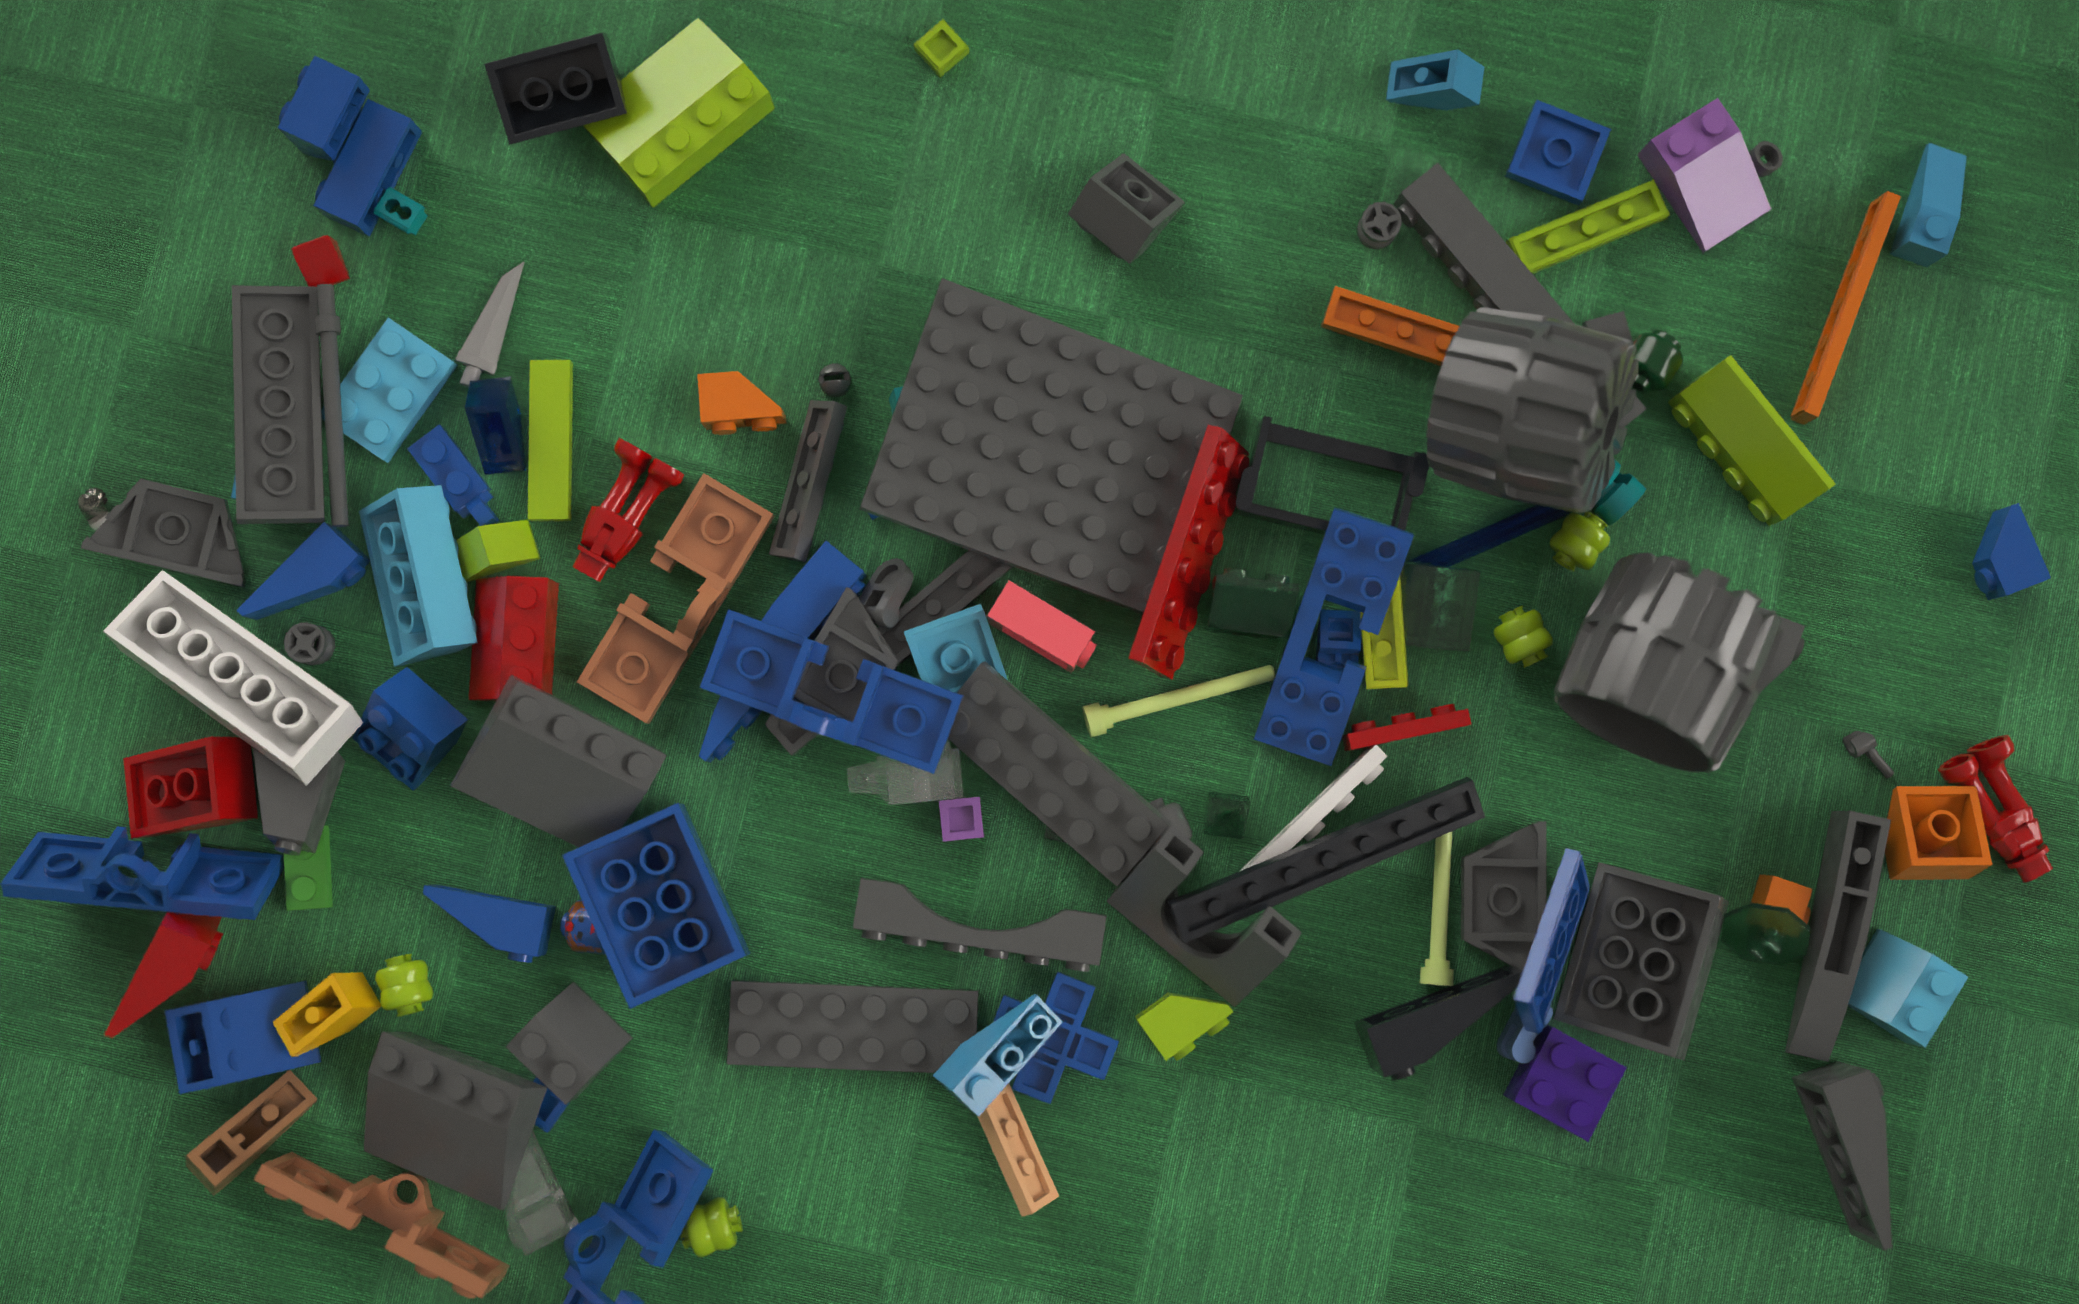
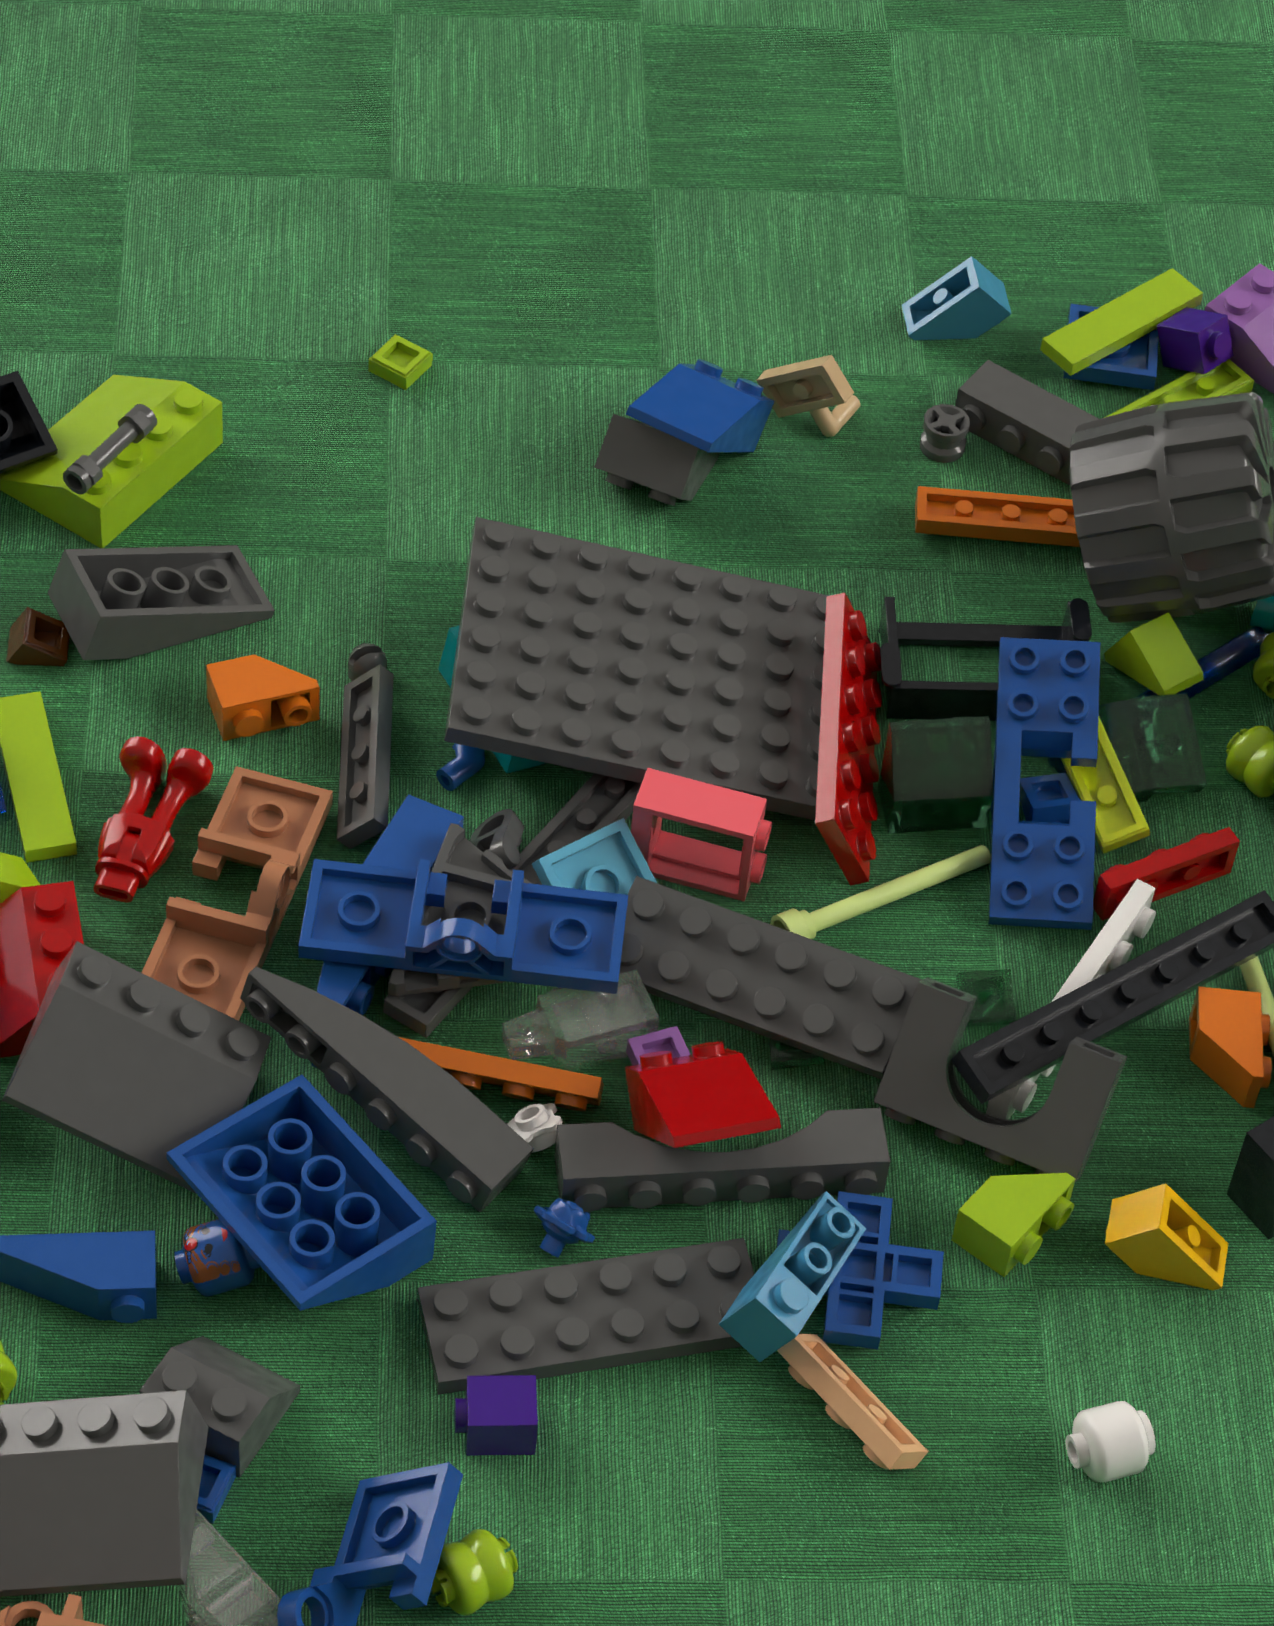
camera: 15 degrees left, 35 degrees down
(582, 300) = (37, 640): none -> reddish brown slope
(681, 280) = (153, 597): none -> dark grey slope
(685, 119) = (88, 469): none -> dark grey bar
(749, 823) = (396, 1087): none -> dark grey slope
(760, 1103) = (498, 1415): none -> dark purple brick
(832, 806) = (518, 1078): none -> orange plate
(848, 953) = (564, 1225): none -> blue plant
(856, 867) = (537, 1125): none -> white plate
(968, 893) = (697, 1096): none -> red slope
(1168, 182) = (705, 408): none -> blue slope
(1188, 1227) = (1110, 1441): none -> white head
(1274, 167) = (812, 388): none -> tan plate
(1288, 1066) = (1166, 1238): none -> yellow slope
(1399, 900) = (1229, 1041): none -> orange slope
(1471, 518) = (1156, 657): none -> lime slope
(1573, 135) = (1120, 321): none -> lime tile
(1631, 168) = (1195, 340): none -> dark purple brick

